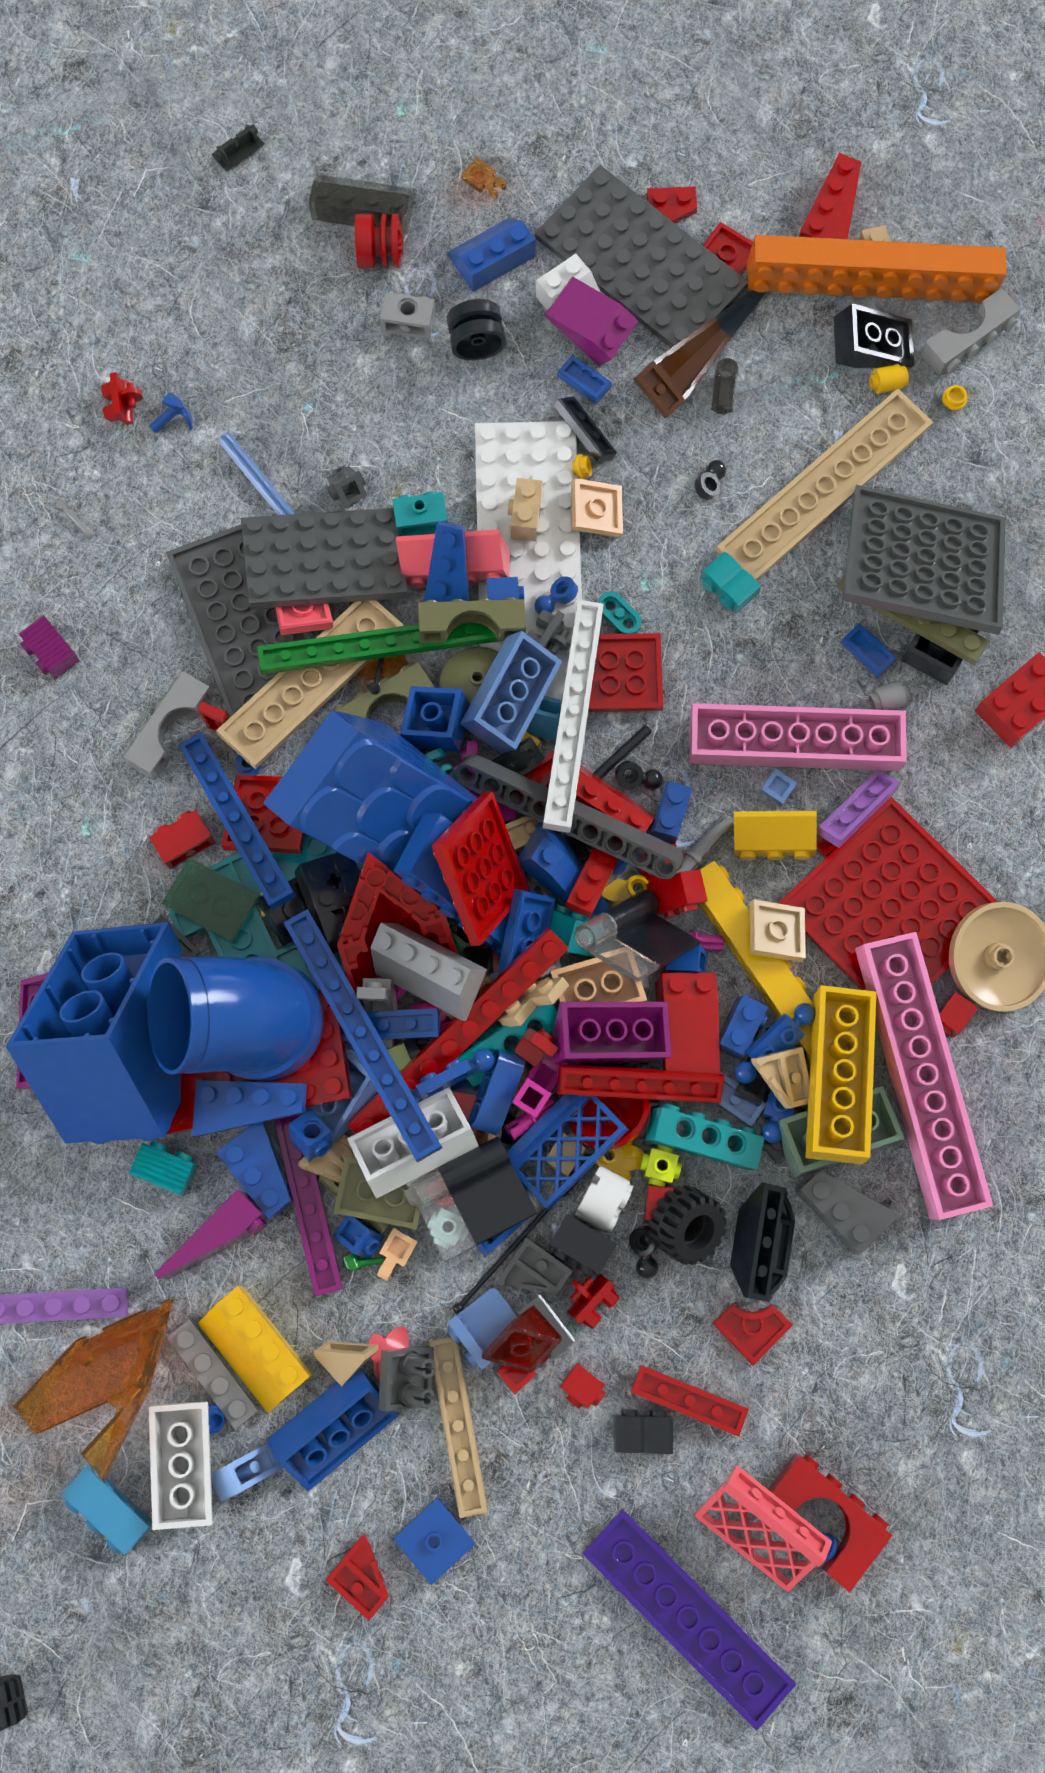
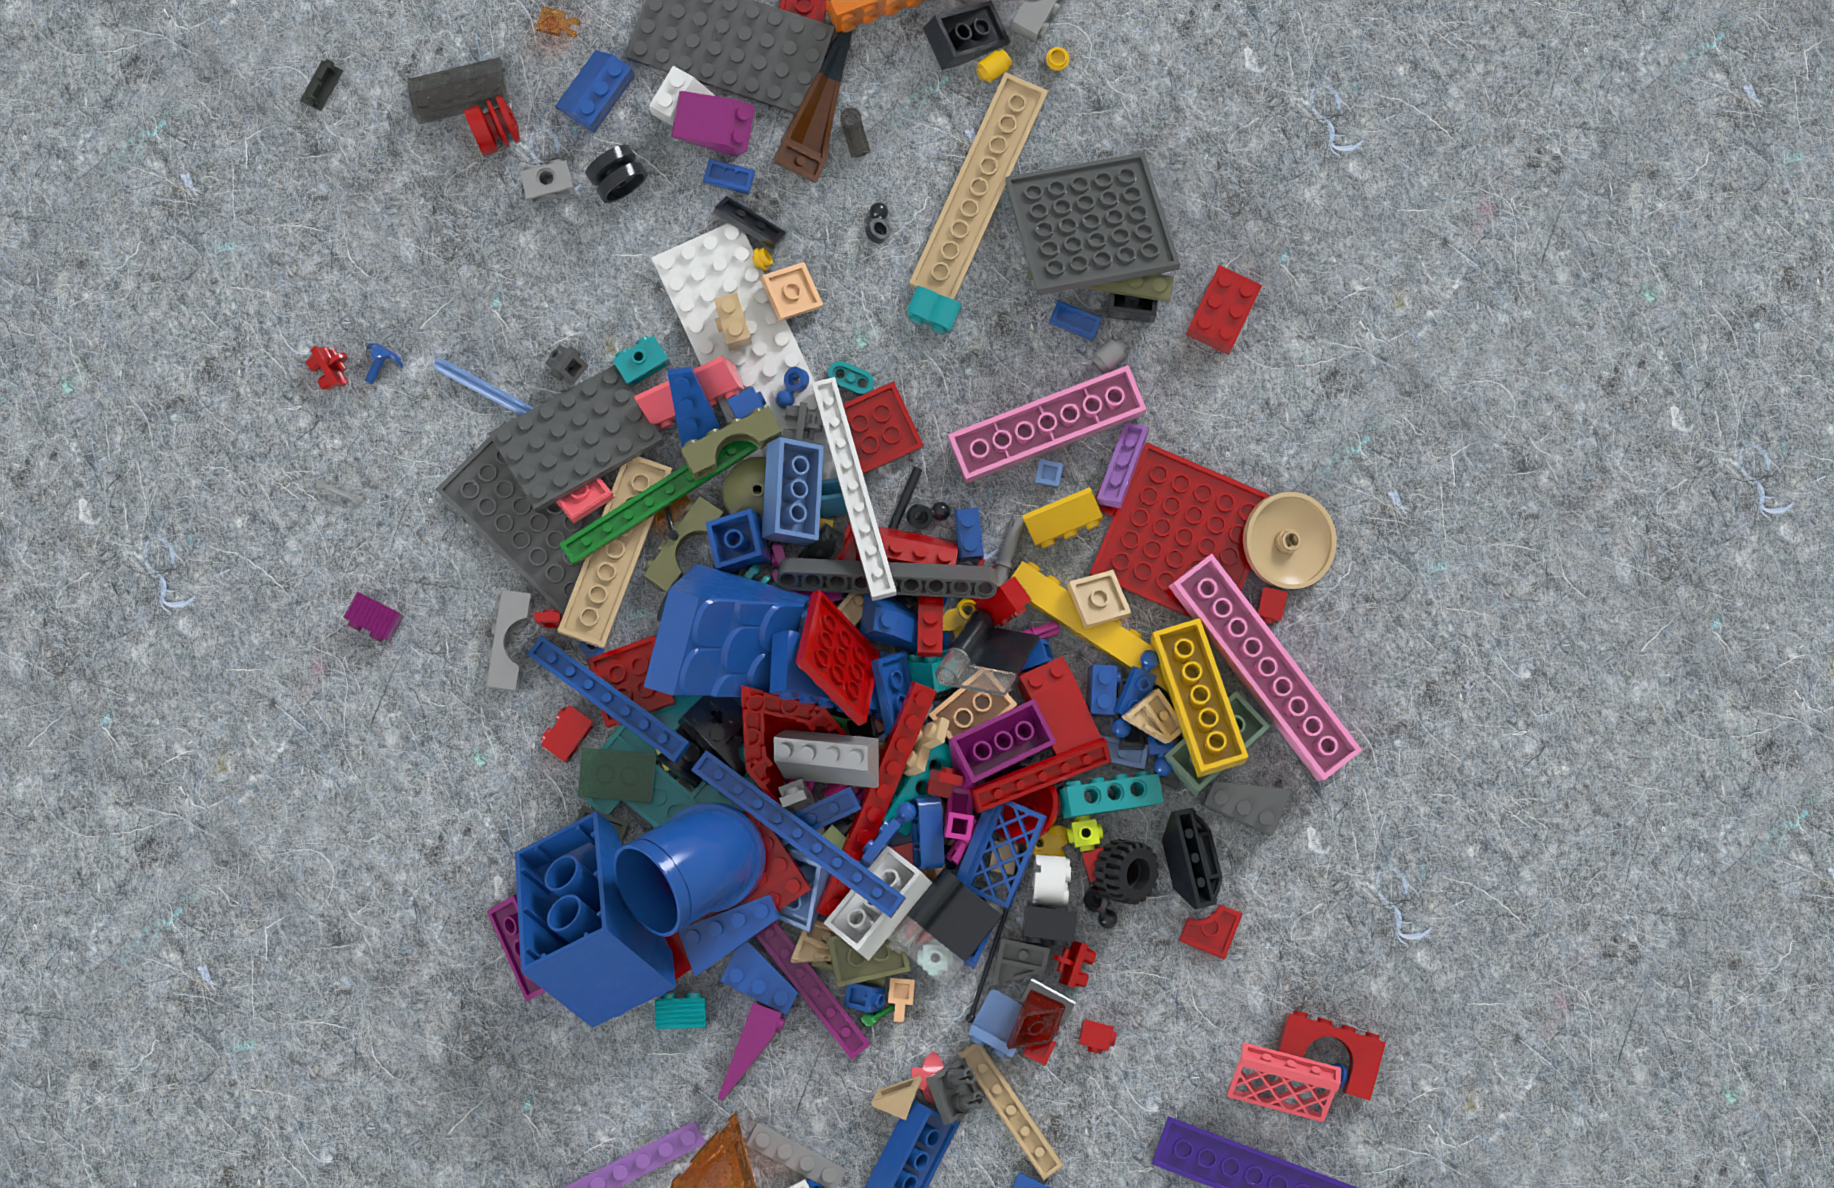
camera: 25 degrees left, 5 degrees up
(254, 1348) = (821, 1122): yellow slope -> none
(306, 1126) = (786, 925): blue brick -> none
(643, 1432) = (1159, 1050): black brick -> none
(689, 1400) = (1185, 1009): red plate -> none

